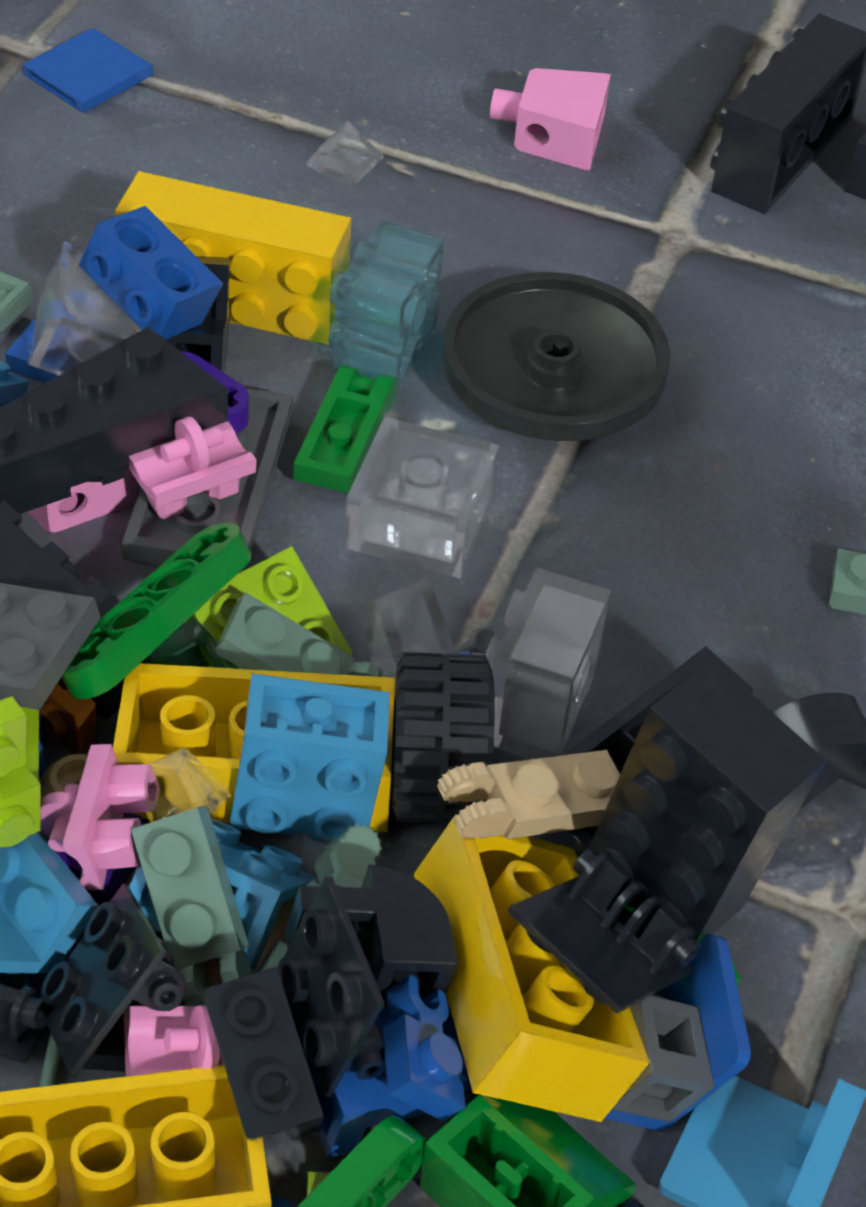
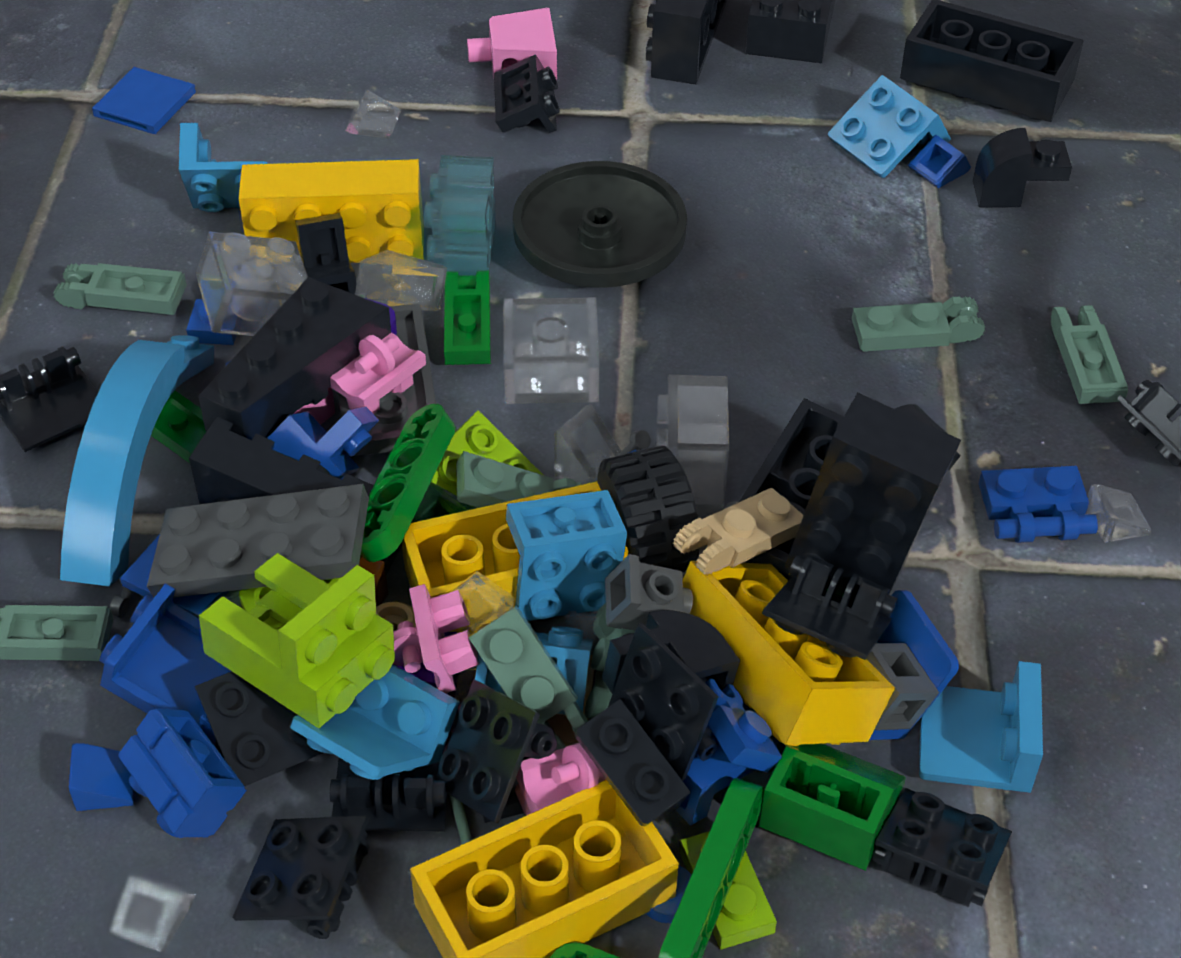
camera: 15 degrees left, 0 degrees up
(93, 541) = (304, 435): none -> blue brick
(99, 164) = (207, 182): none -> dark azure bracket
(150, 273) = (287, 238): blue brick -> none
(278, 360) = (401, 280): none -> clear slope
(367, 835) = (639, 588): none -> dark grey brick
(540, 172) = (525, 94): none -> black bracket

